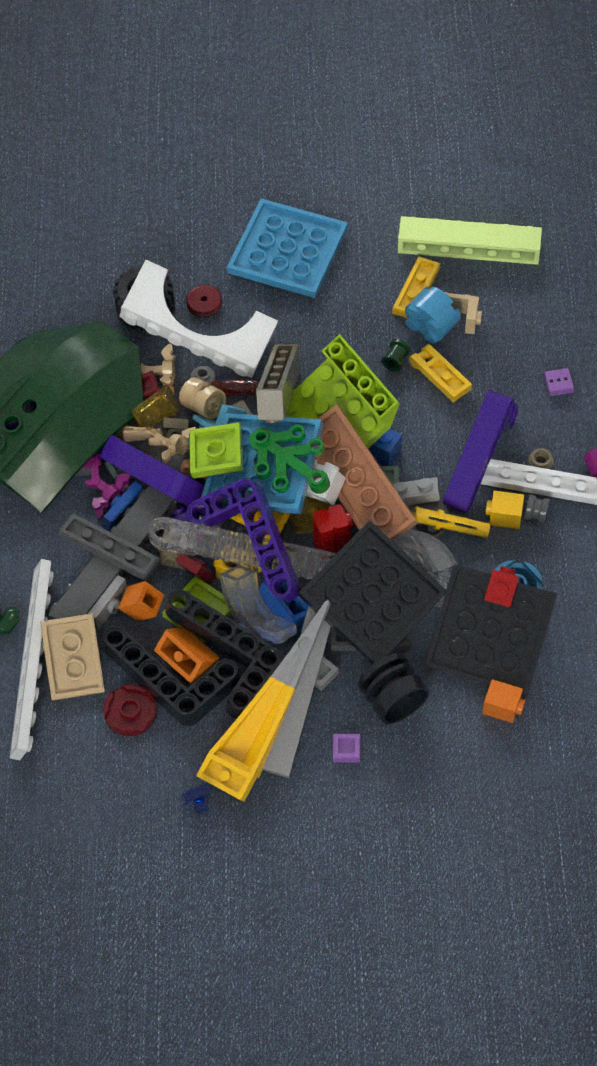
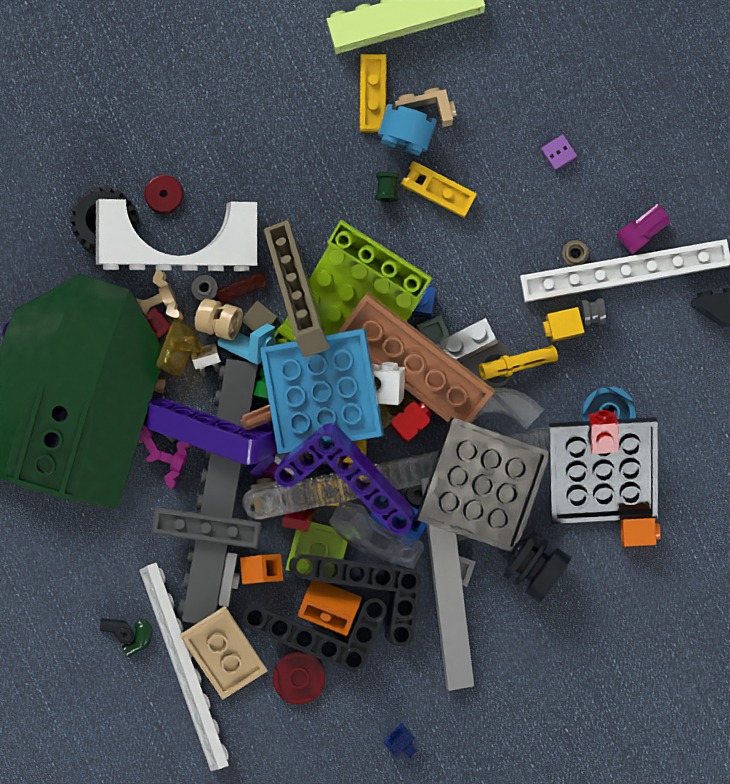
camera: 20 degrees left, 25 degrees up
(120, 505) = (192, 472): blue plate -> none
(176, 444) = (223, 395): tan piece -> none
(216, 450) = (272, 398): lime plate -> none
(245, 746) = (425, 680): yellow plate -> none
(287, 248) = (222, 97): dark azure plate -> none
(287, 456) = (346, 384): green plant -> none
(346, 747) = (513, 634): medium lavender tile -> none
(495, 414) = (518, 272): dark purple beam -> none

